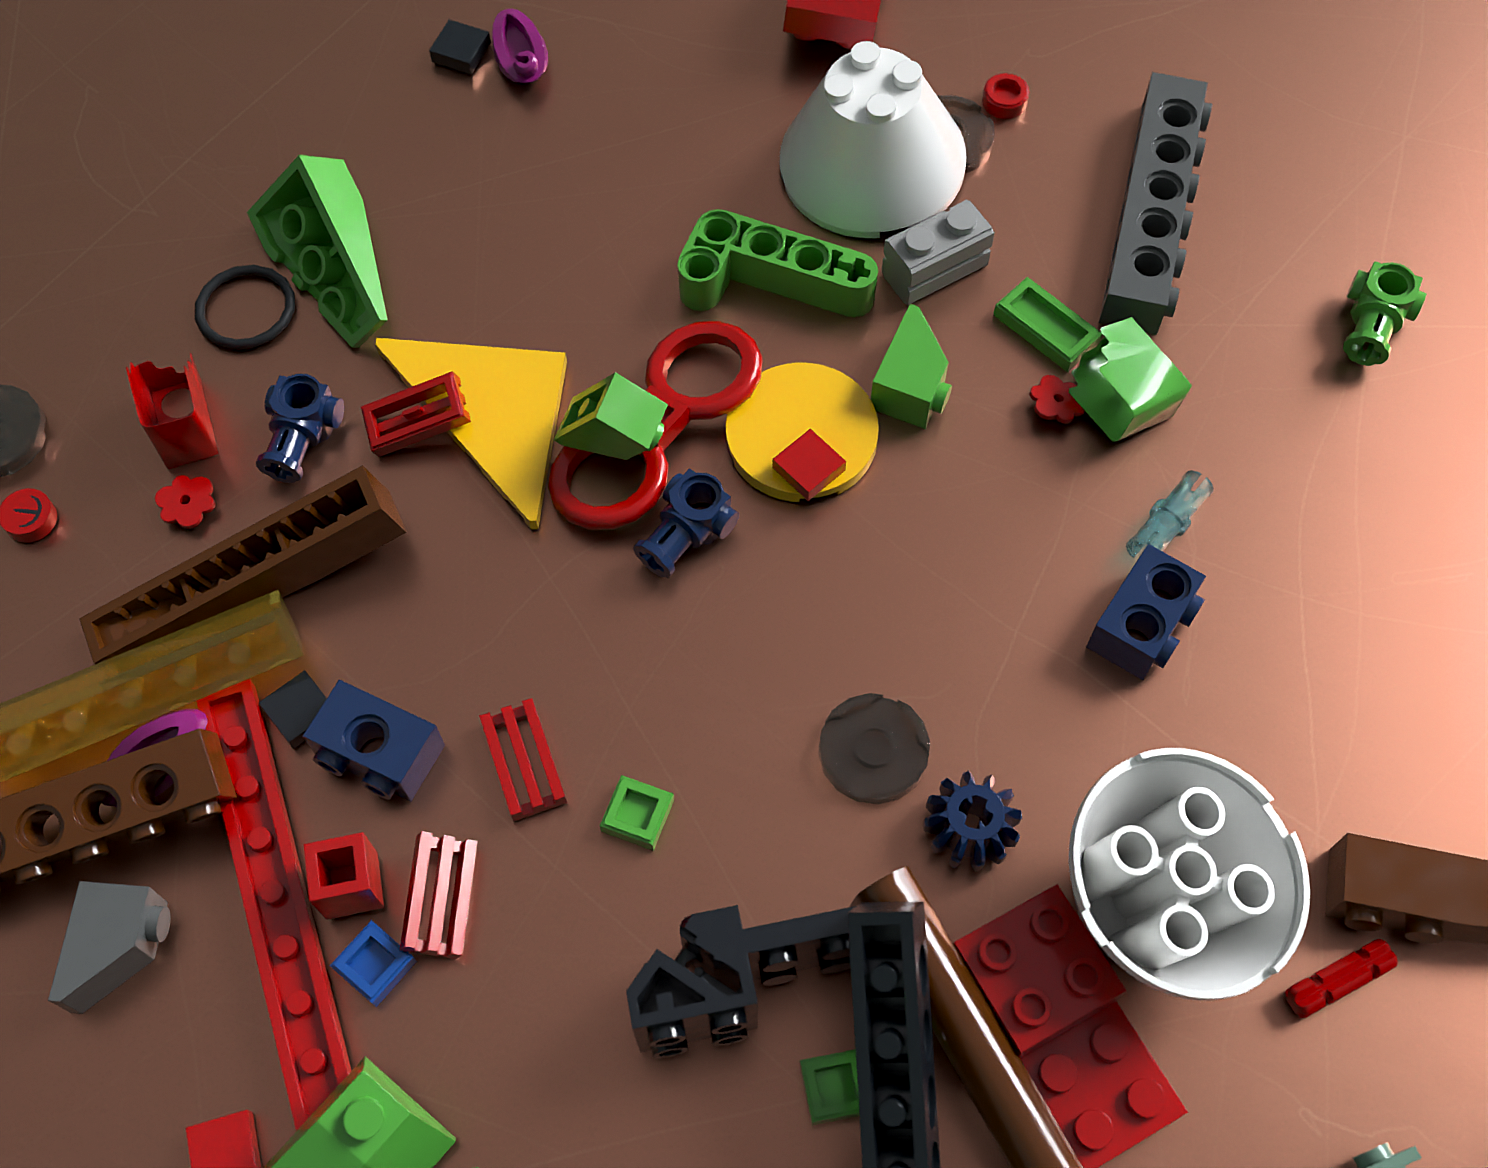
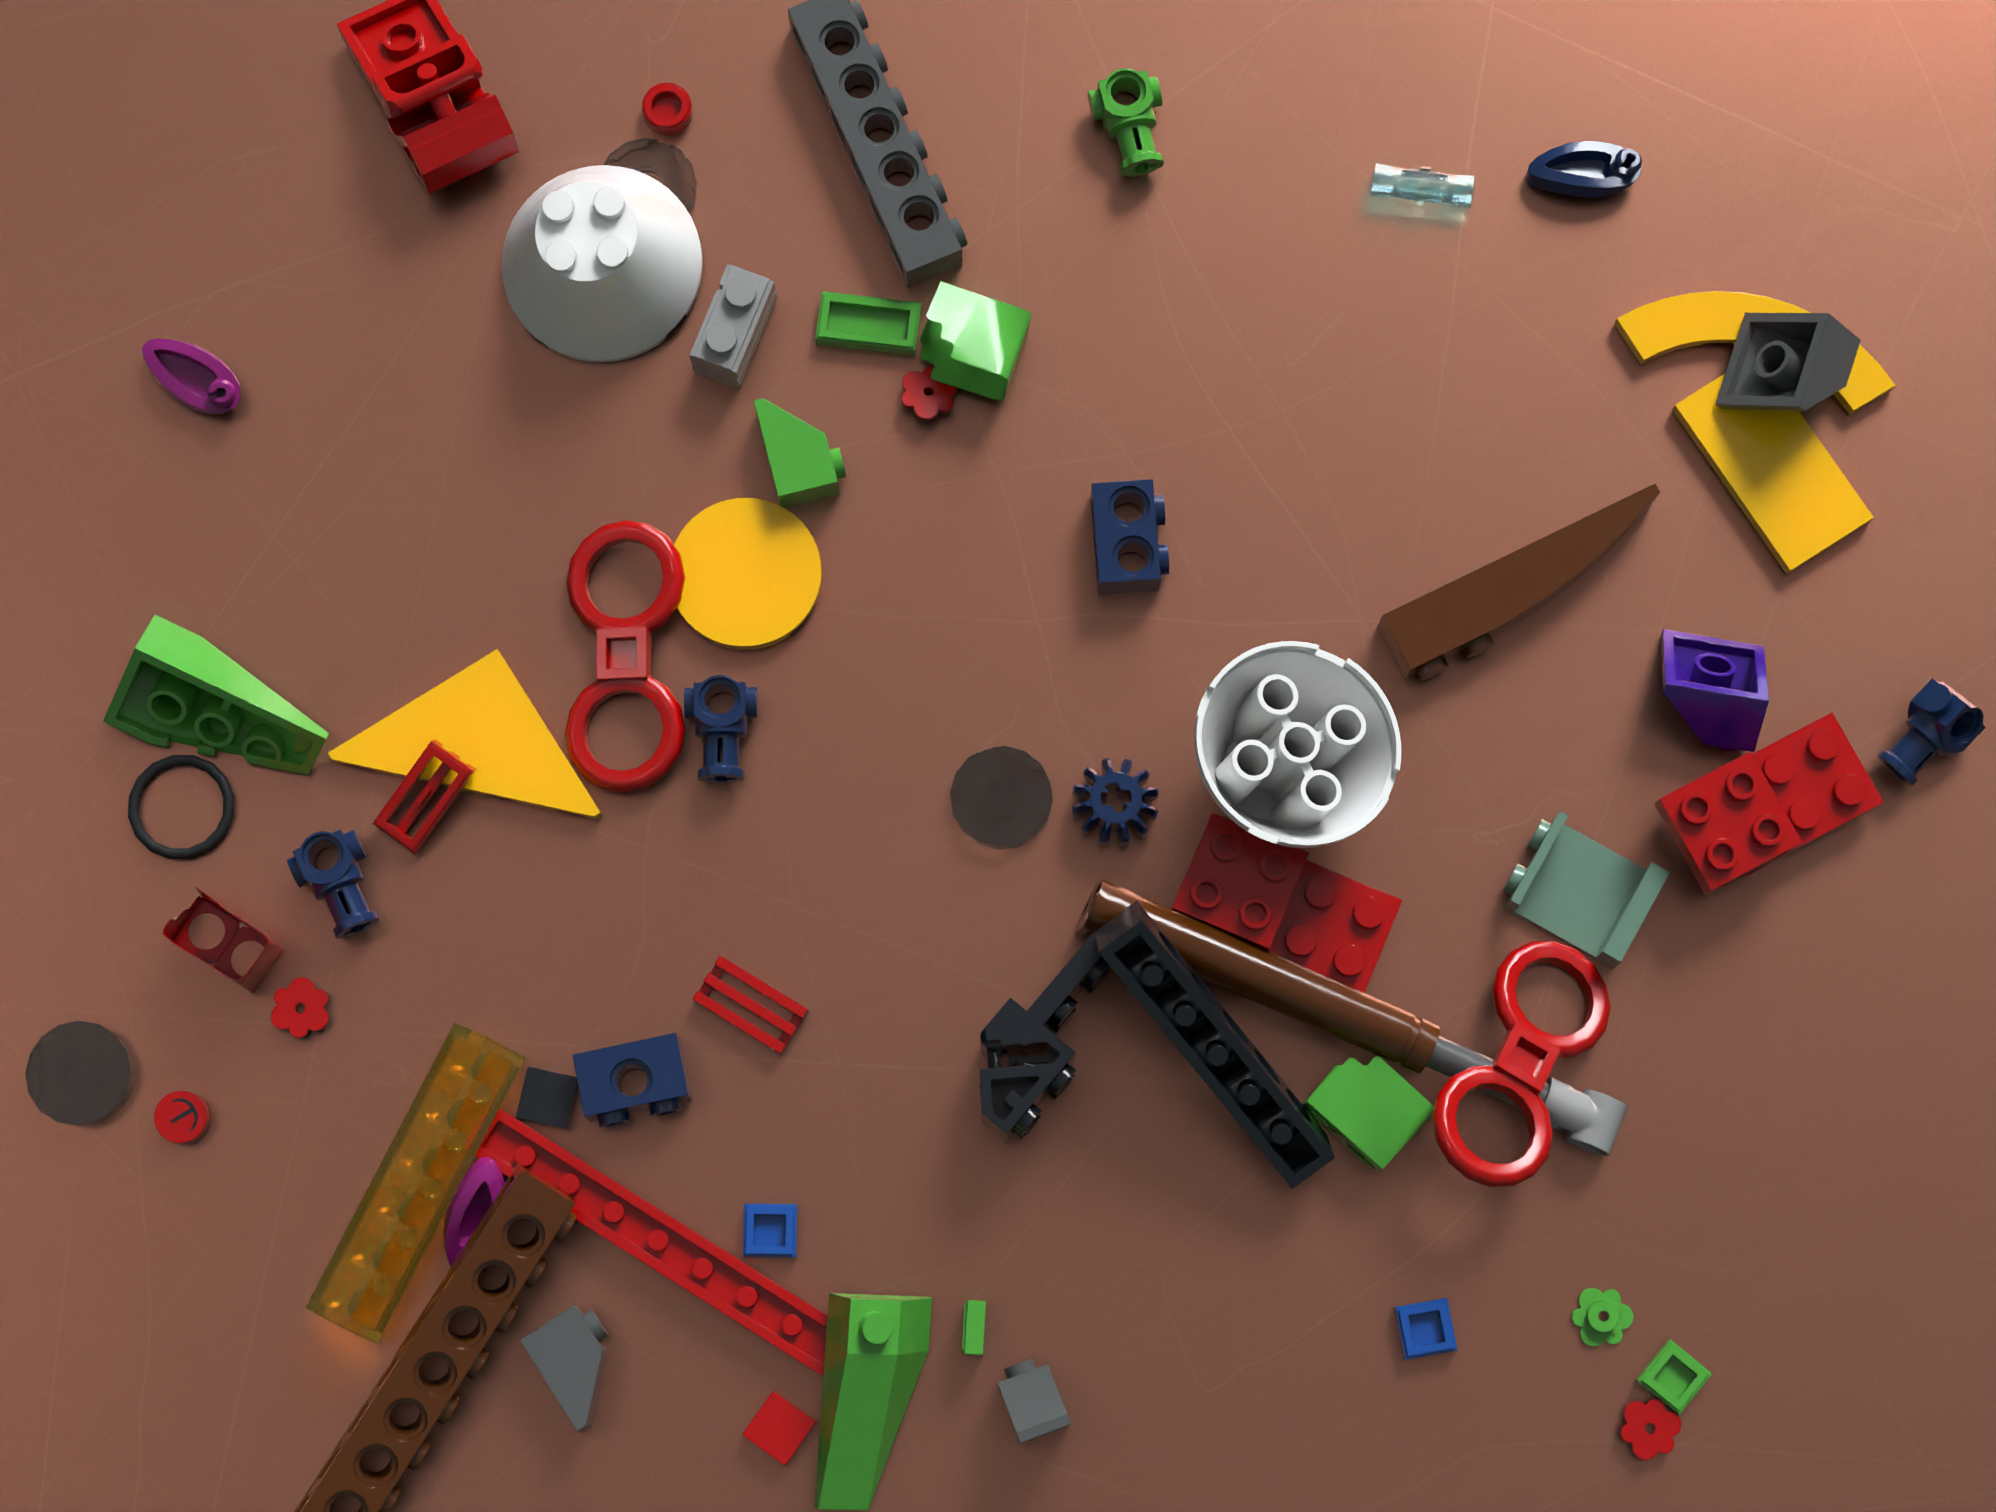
camera: 40 degrees left, 15 degrees up
(271, 555) = (412, 1028): reddish brown slope -> none
(343, 876) = (704, 1188): red brick -> none
(460, 46) = (134, 412): black tile -> none
(460, 902) = (770, 1108): tile -> none
(613, 419) = (599, 689): bright green slope -> none
(637, 812) = (867, 979): bright green tile -> none
(774, 260) = (615, 441): bright green beam -> none
(809, 464) = (779, 604): red tile -> none
(831, 1086) = (1156, 1062): bright green tile -> none
(1171, 515) = (1088, 435): clear light blue pin -> none
(1341, 978) = (1444, 721): red axle -> none

